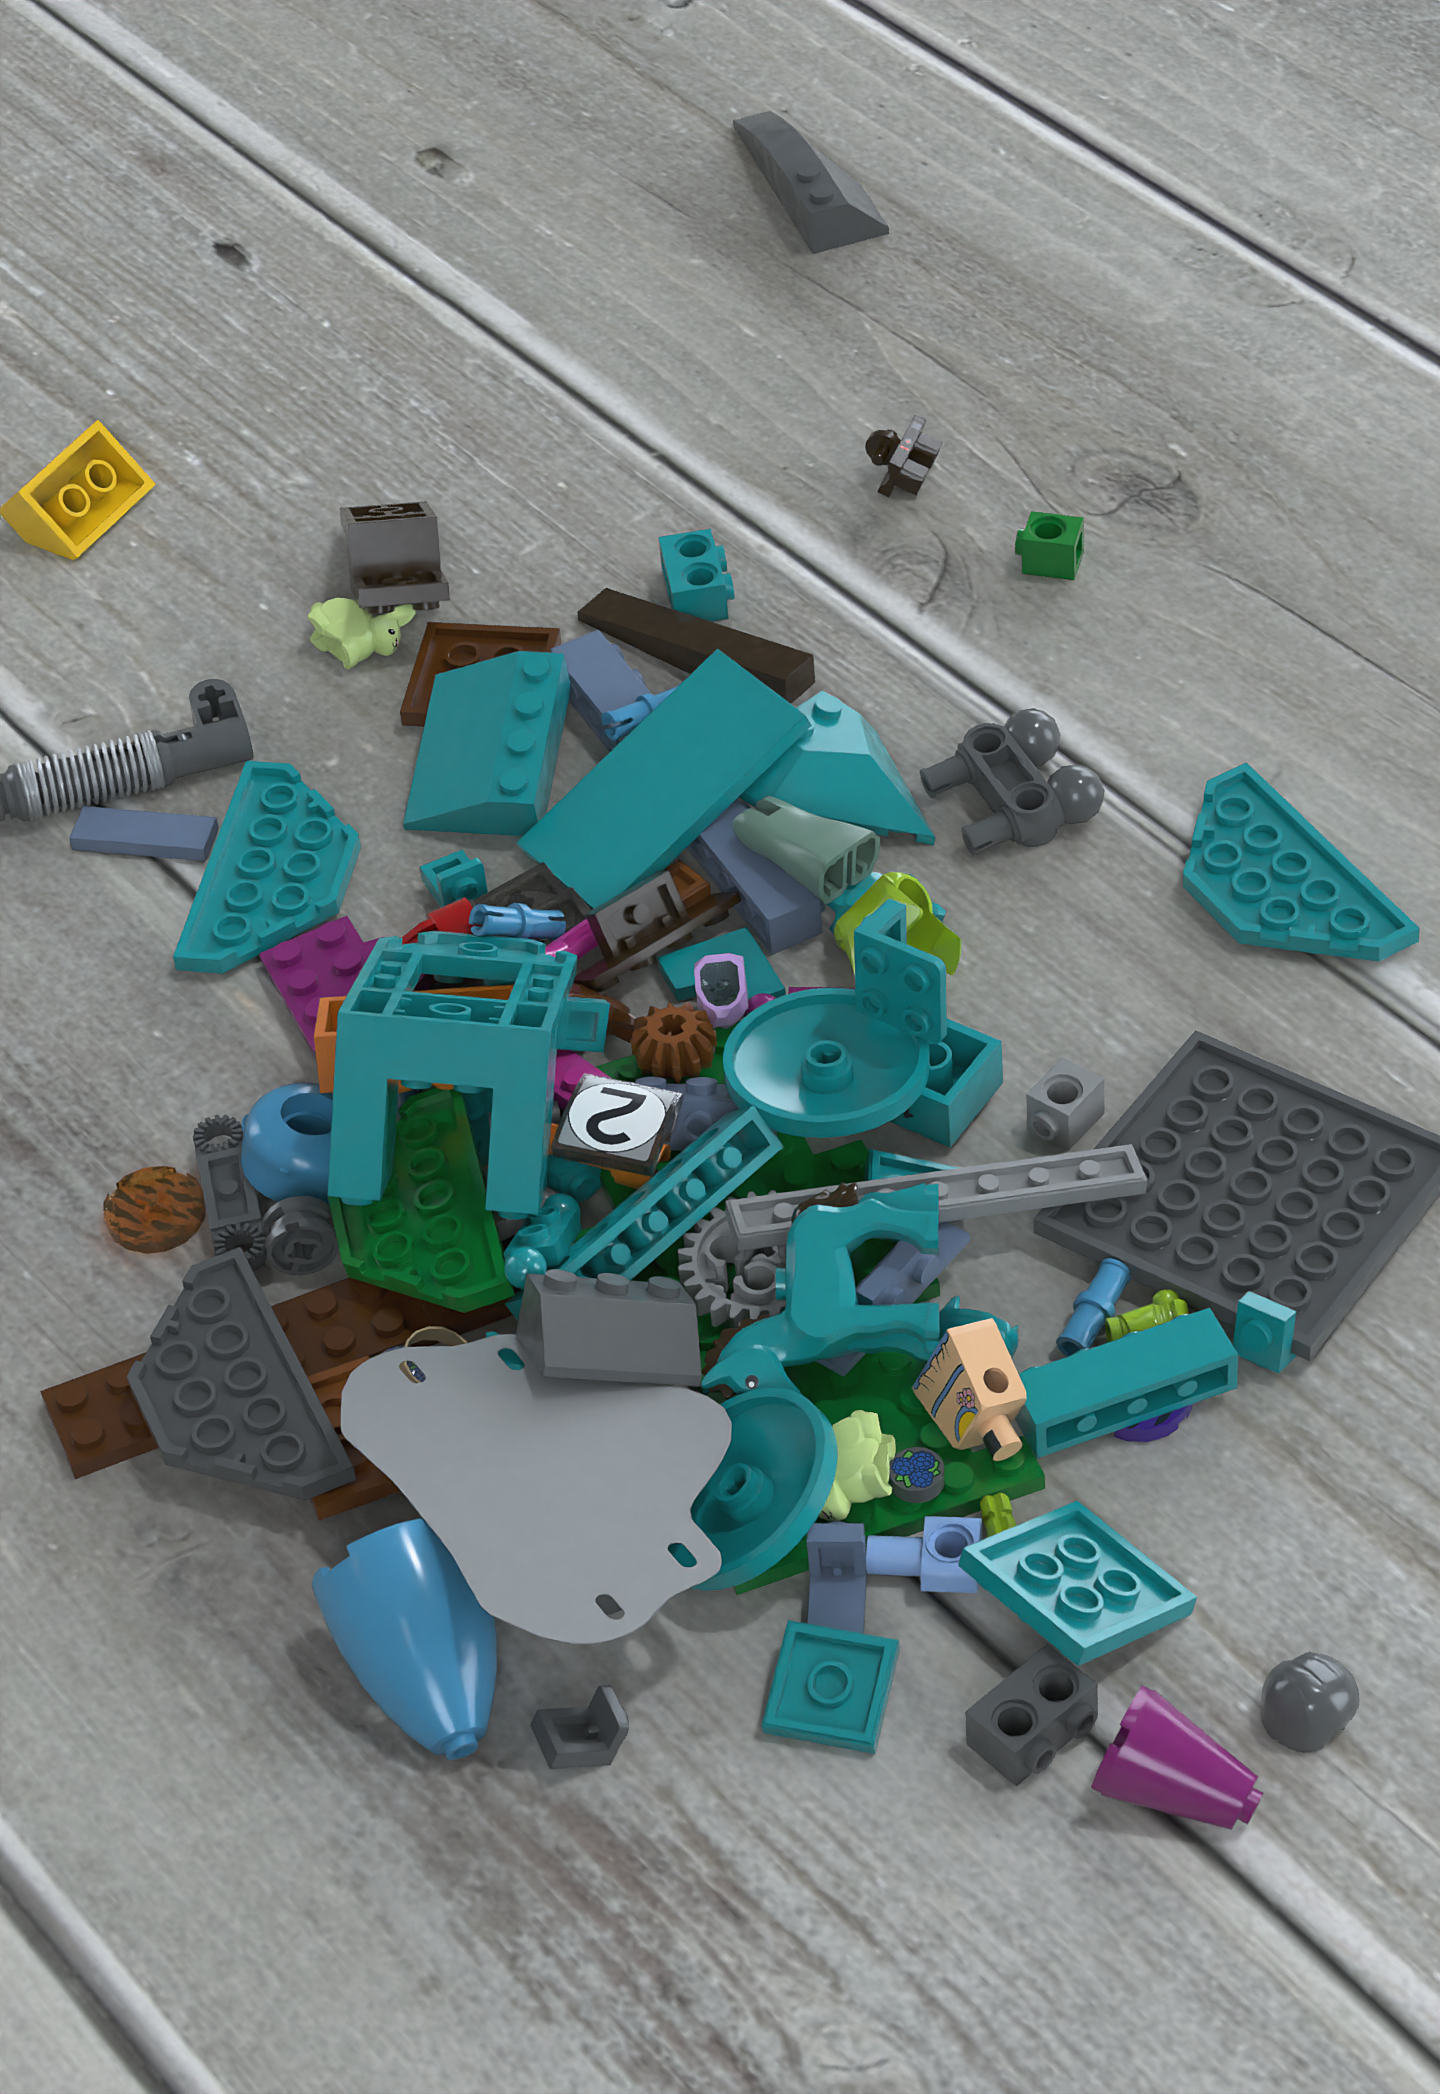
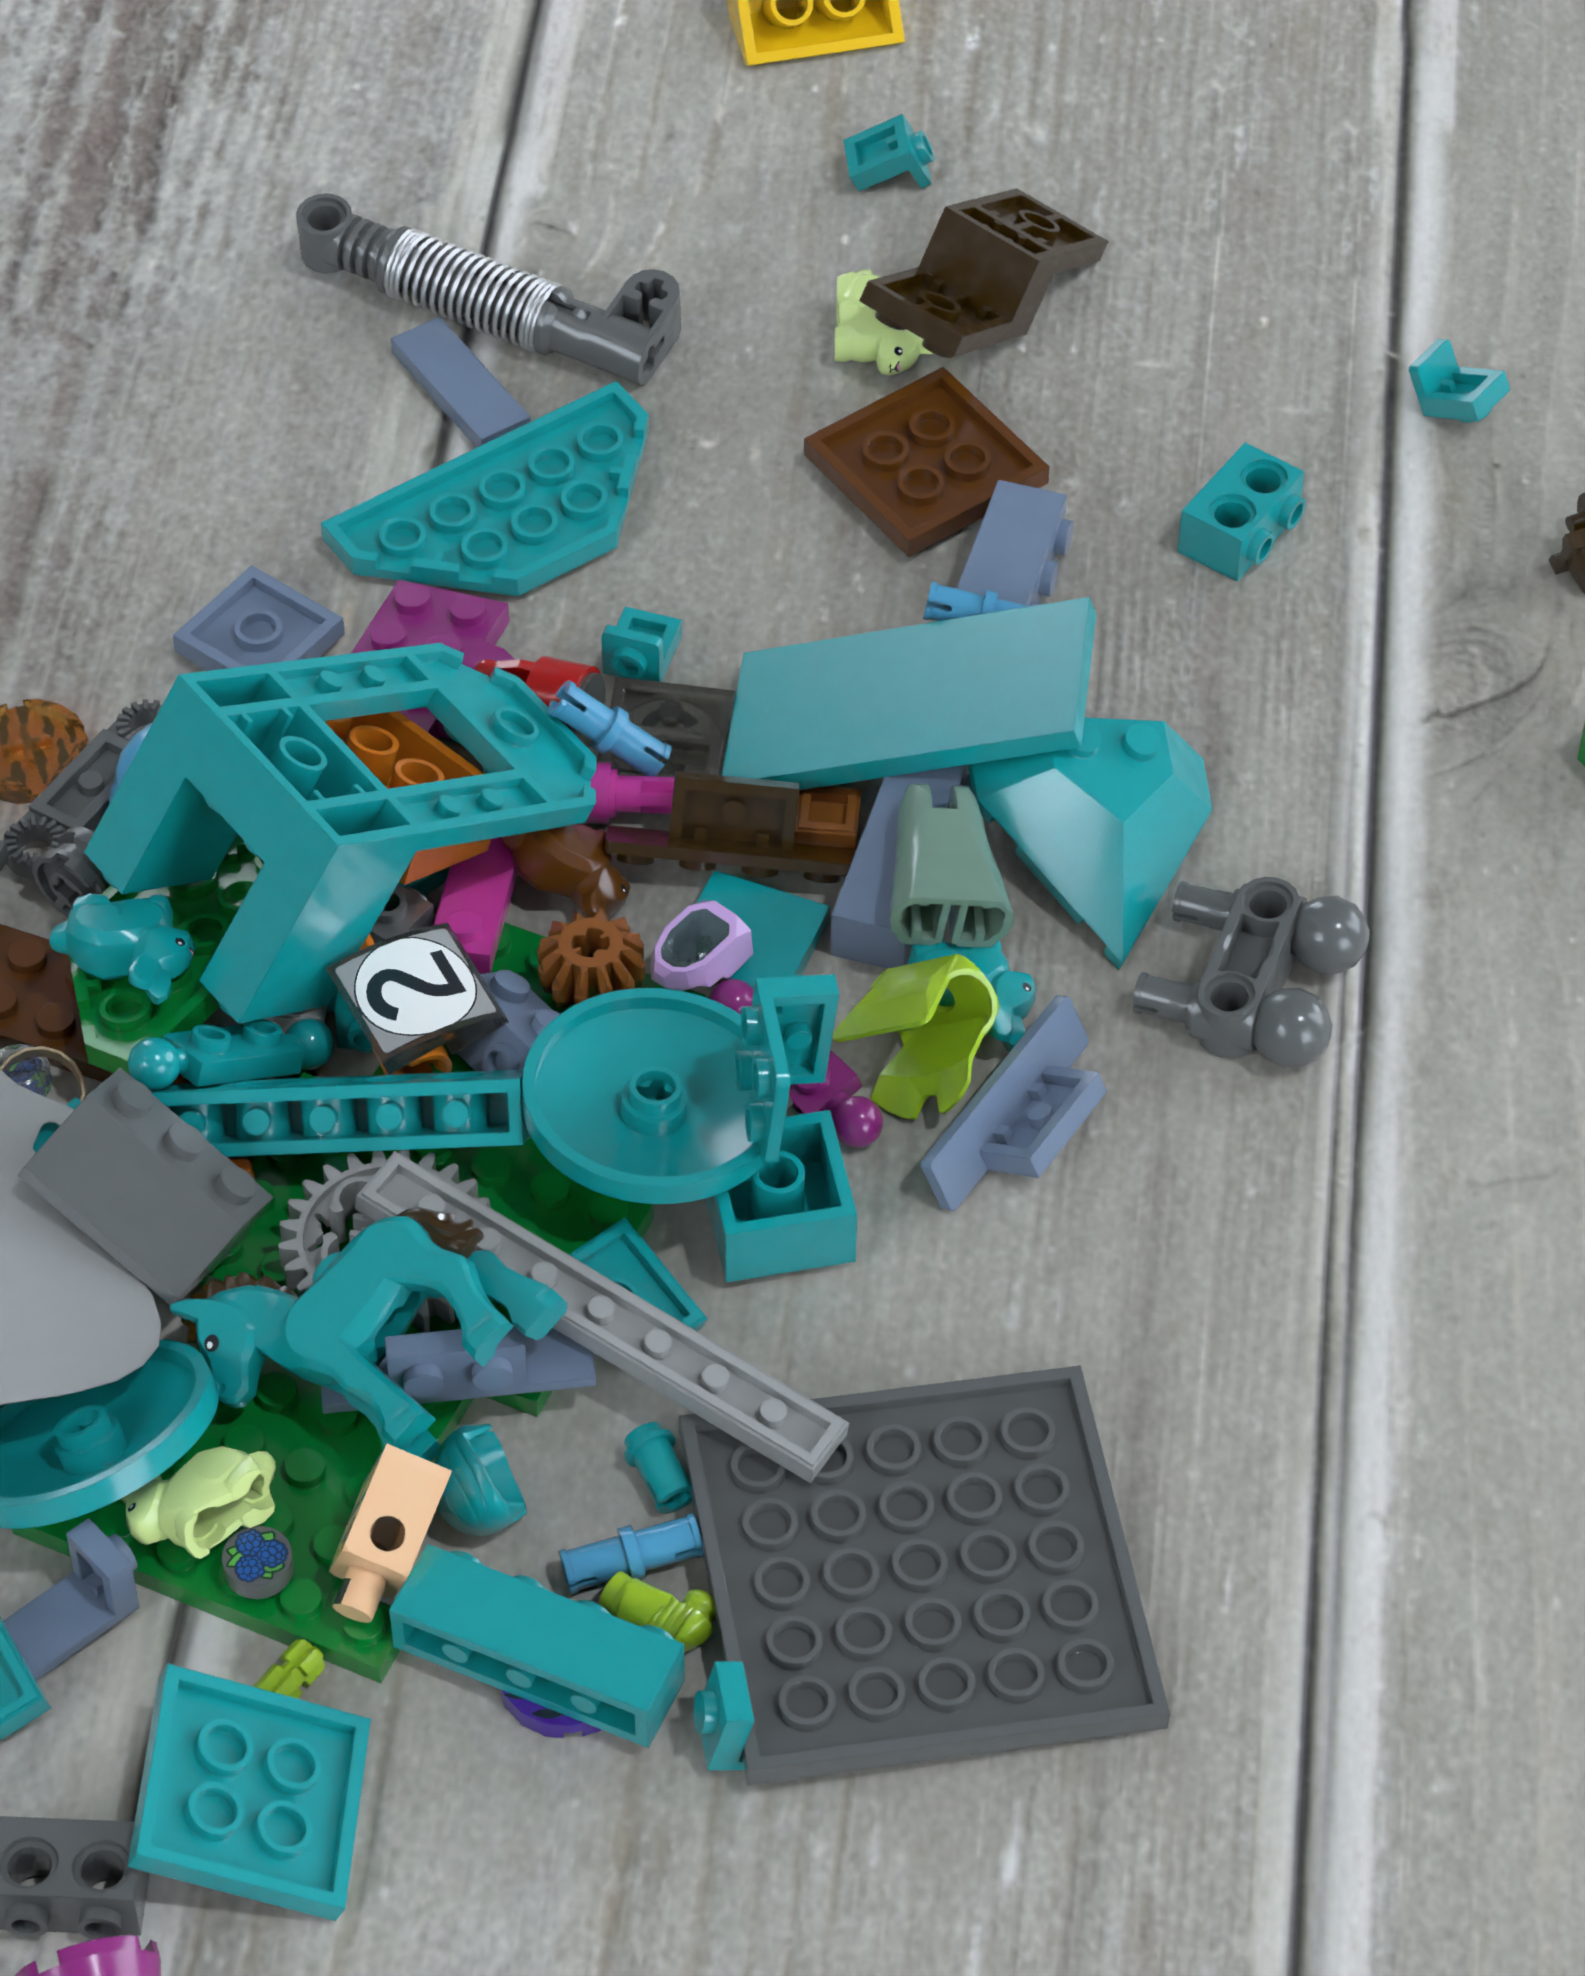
camera: 40 degrees right, 5 degrees up
(215, 1042) = (257, 624): none -> sand blue plate
(236, 541) = (888, 151): none -> teal bracket
(409, 1225) = (126, 940): none -> teal animal
(490, 746) = (833, 539): teal slope -> none
(583, 1025) = (530, 874): teal plate -> none
(689, 641) = (1159, 589): dark brown slope -> none
(723, 442) = (1454, 390): none -> teal bracket
(931, 1556) = (188, 1642): light blue piece -> none
(998, 941) = (1020, 1111): none -> sand blue bracket
(1048, 1257) = (652, 1452): none -> teal pin
(1065, 1104) = (872, 1308): light grey brick -> none
(1281, 880) = (1379, 1282): teal plate -> none

